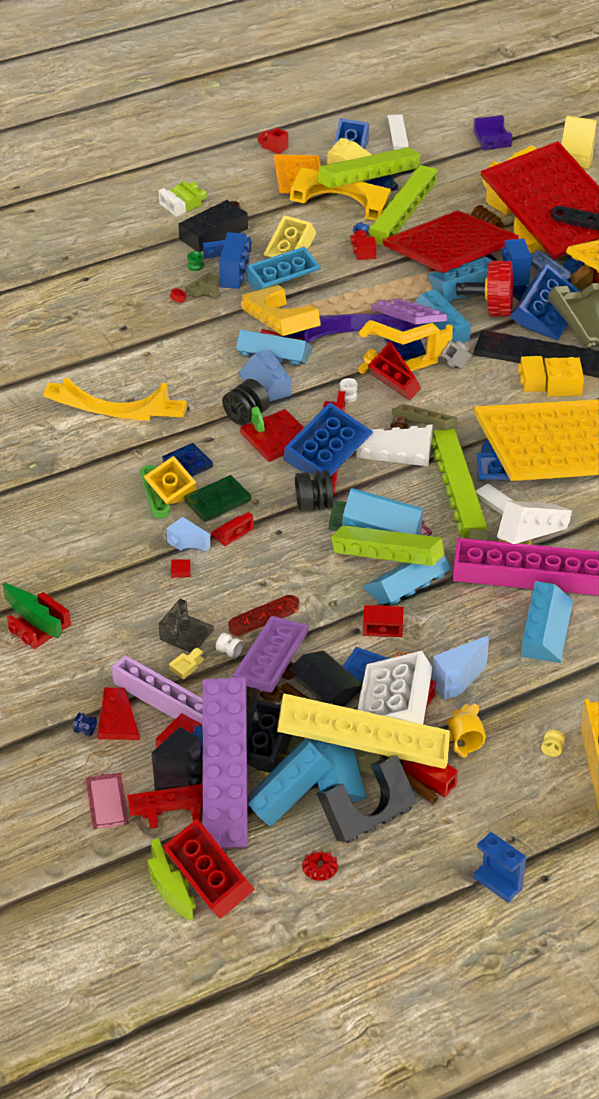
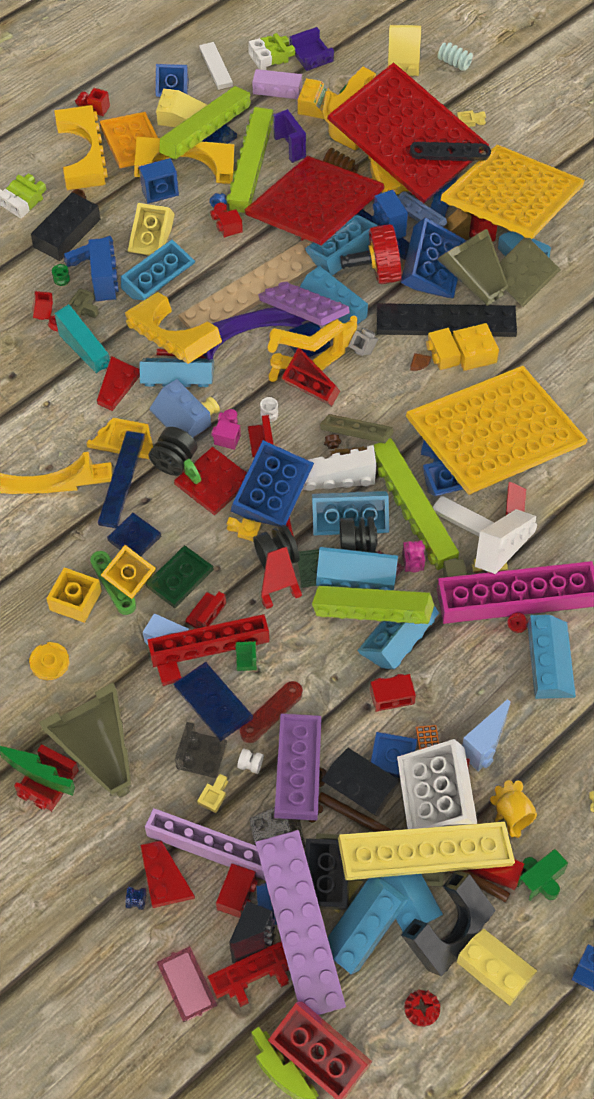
camera: 15 degrees left, 15 degrees up
(75, 539) = (49, 661): none -> yellow tile
(93, 597) = (95, 740): none -> olive cone
(115, 491) = (74, 595): none -> yellow brick
(169, 278) = (42, 305): none -> red brick
(191, 415) = (121, 479): none -> clear blue tile
(194, 307) = (81, 339): none -> teal slope
(204, 388) = (112, 436): none -> yellow wing
(212, 595) = (213, 701): none -> clear blue tile
(215, 348) = (116, 383): none -> red wing
(225, 547) = (208, 640): none -> red brick
(252, 189) = (89, 170): none -> yellow arch
(256, 567) = (246, 656): none -> green panel
(287, 474) = (246, 529): none -> yellow plate
(296, 379) = (211, 405): none -> light yellow wheel
(303, 399) = (227, 430): none -> dark pink brick
(307, 509) = (278, 575): none -> red flag
(310, 204) = (159, 180): none -> blue brick
(395, 479) = (330, 507): none -> dark azure slope
(397, 492) = (358, 537): none -> pearl dark grey wheel
(401, 848) = (496, 966): none -> light yellow slope
(443, 520) = (413, 556): none -> dark pink brick
(446, 187) = (287, 127): none -> dark purple panel
(449, 153) = (277, 84): none -> lavender brick
(453, 128) = (270, 51): none -> hips
(473, 166) = (312, 98): none -> yellow slope
(474, 787) = (542, 875): none -> green piece
(507, 381) = (420, 362): none -> dark orange tile
(524, 592) = (517, 622): none -> red tile
(560, 496) = (515, 498): none -> slope

